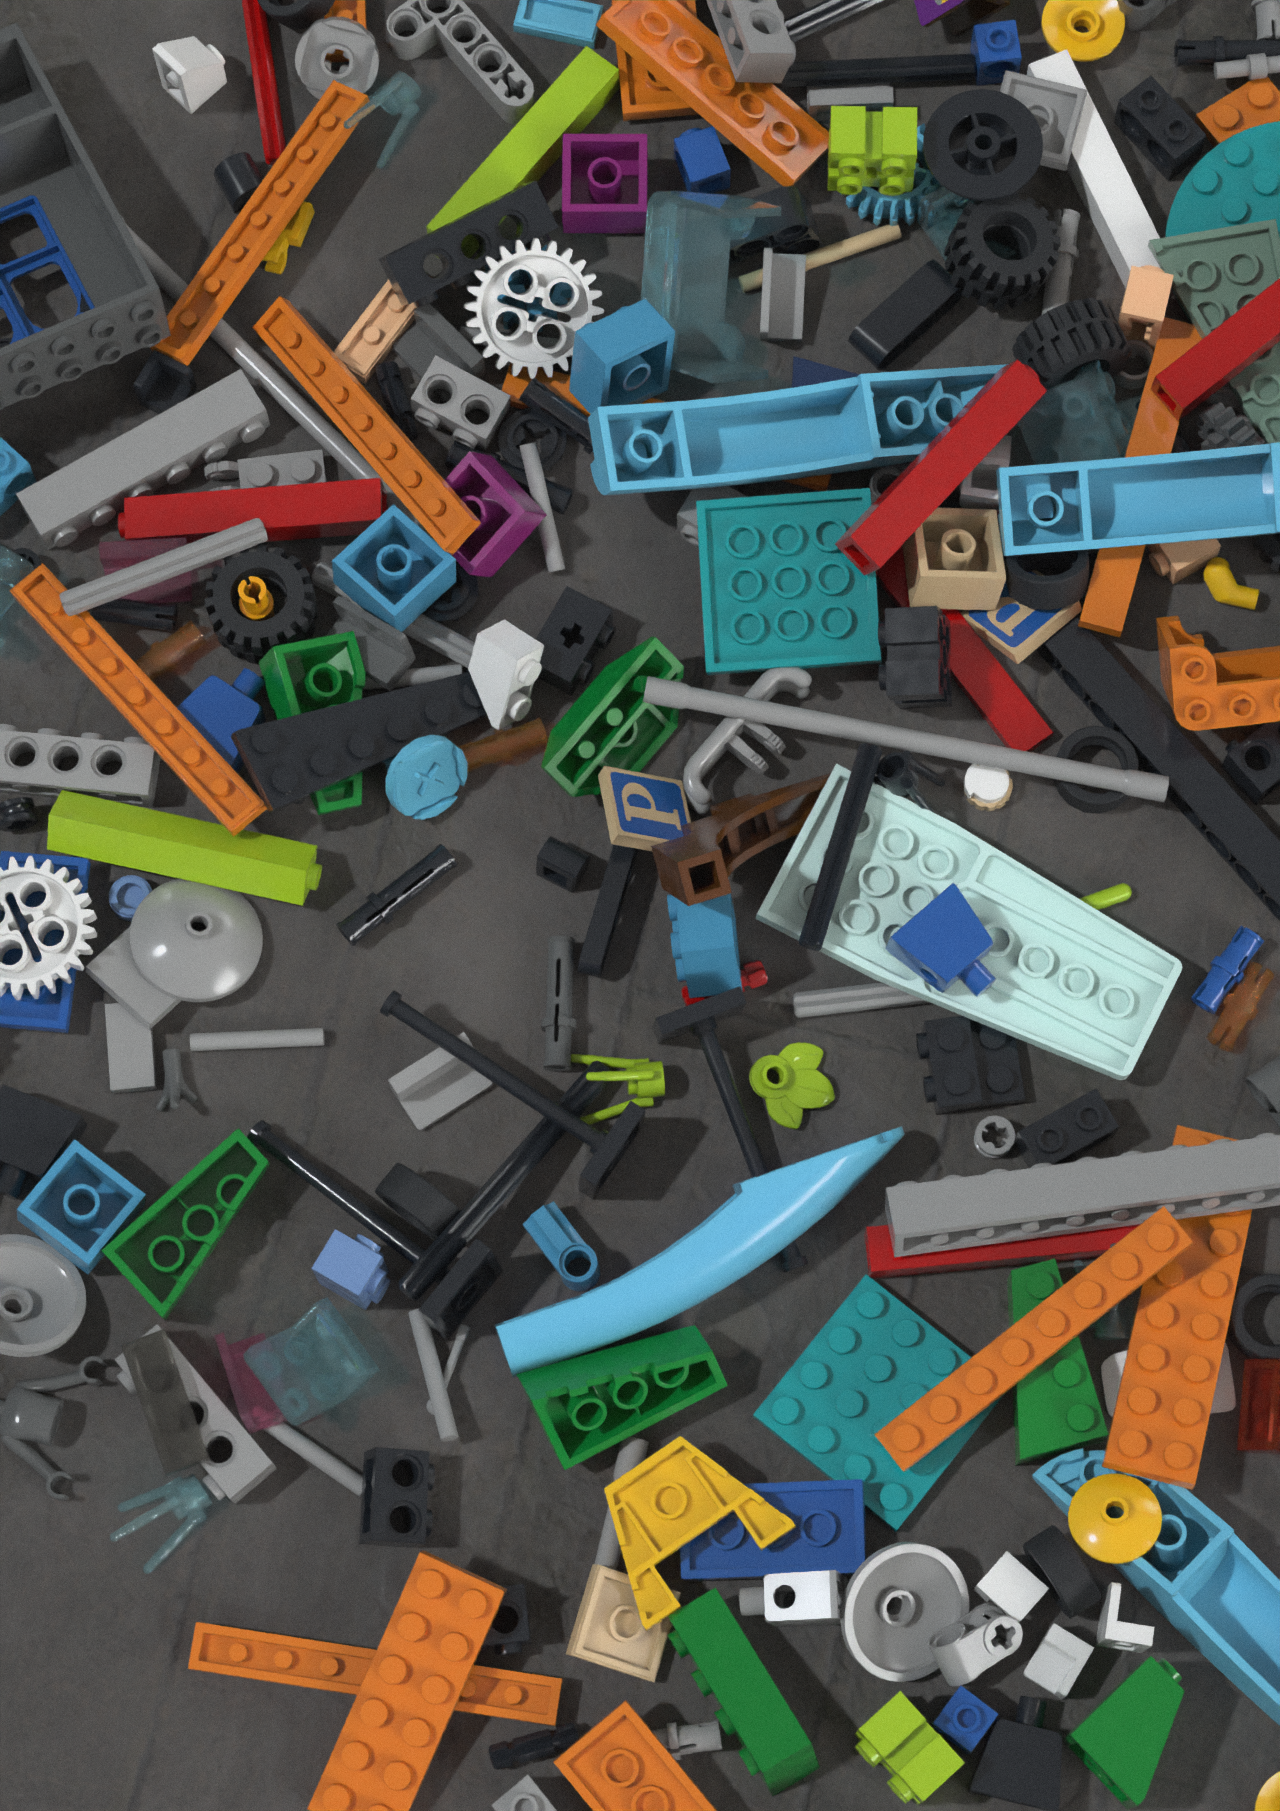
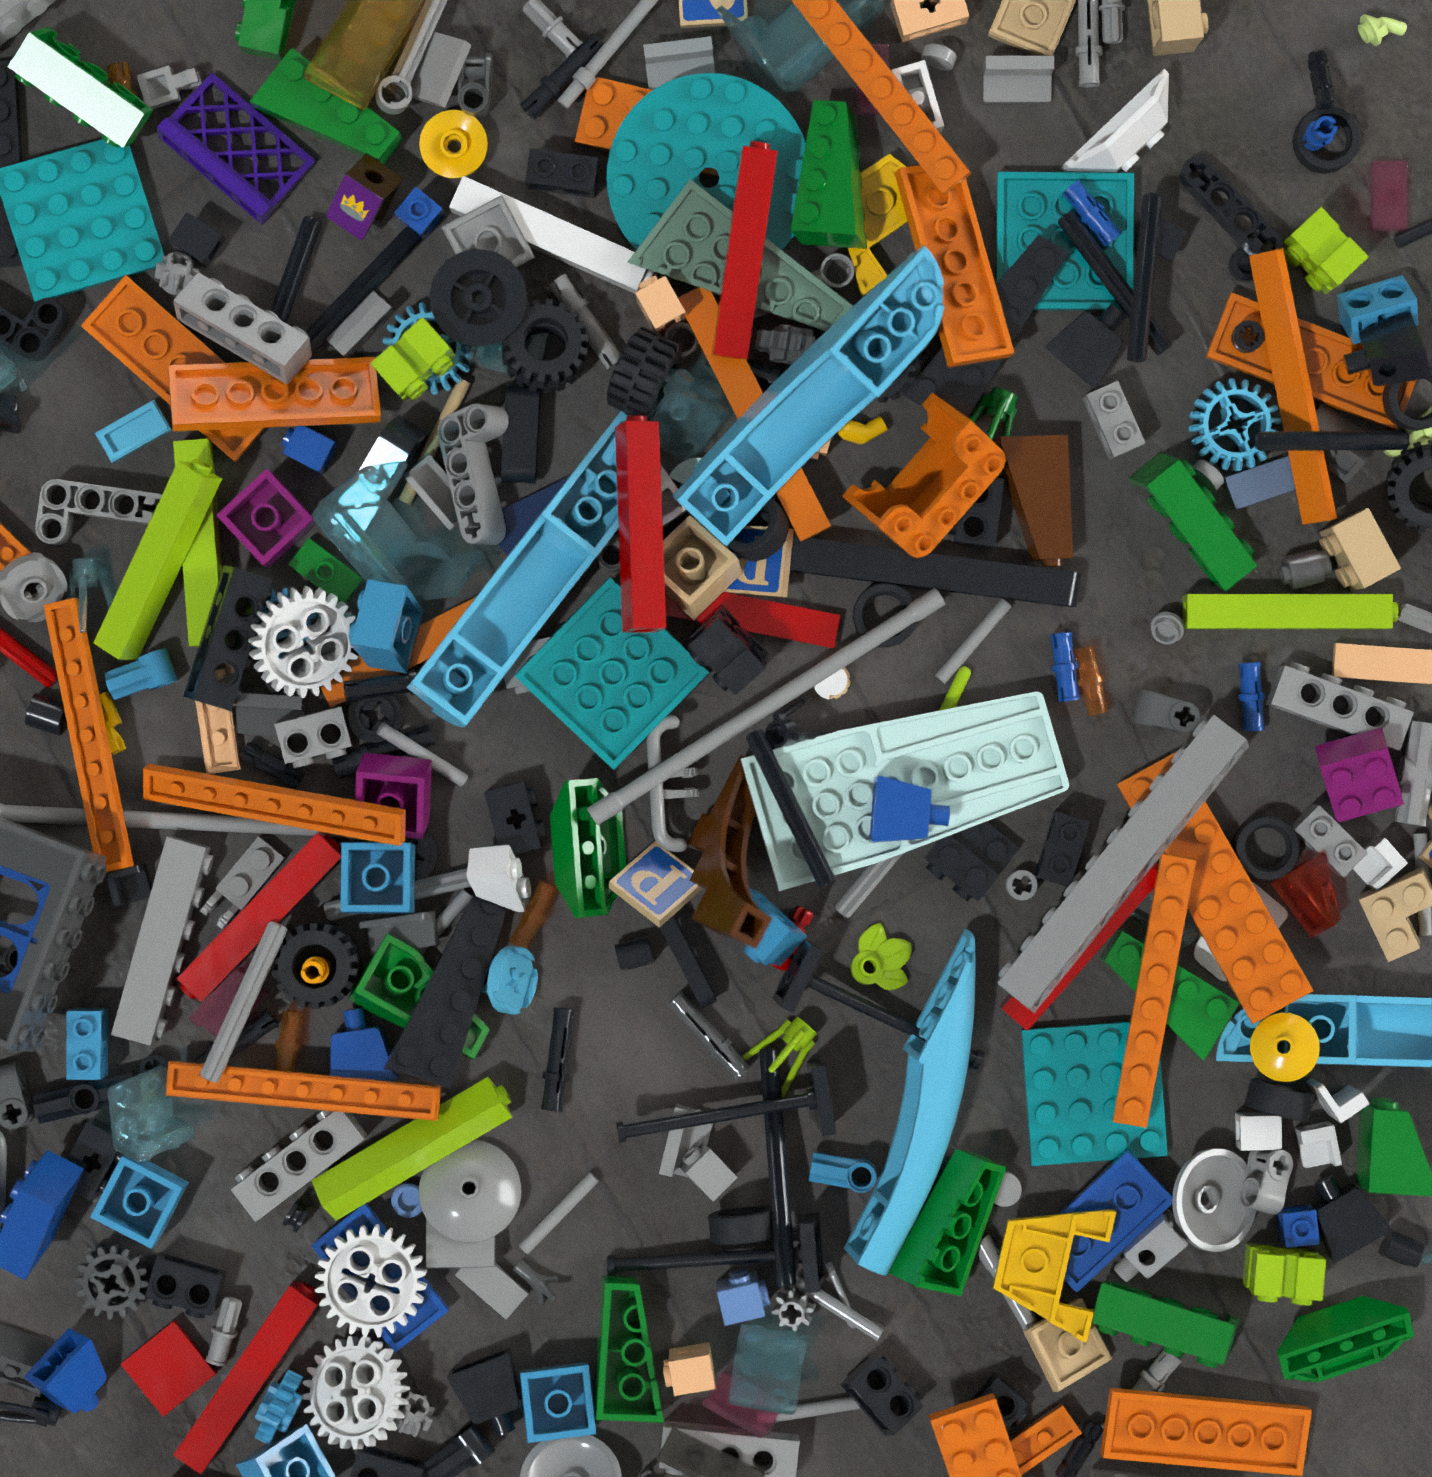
camera: 50 degrees left, 15 degrees up
(237, 1292) = (689, 1369): none -> light nougat brick
(369, 225) = (150, 672): none -> dark azure piece
(382, 1343) = (787, 1314): none -> light grey gear
(435, 1122) = (707, 1171): none -> light grey brick
(473, 127) = (158, 559): none -> lime brick
(612, 267) = (325, 571): none -> green plate
(705, 1416) = (1009, 1190): none -> light grey tile
(830, 298) = (469, 470): none -> light grey beam
(1158, 870) = (973, 641): none -> light grey bar

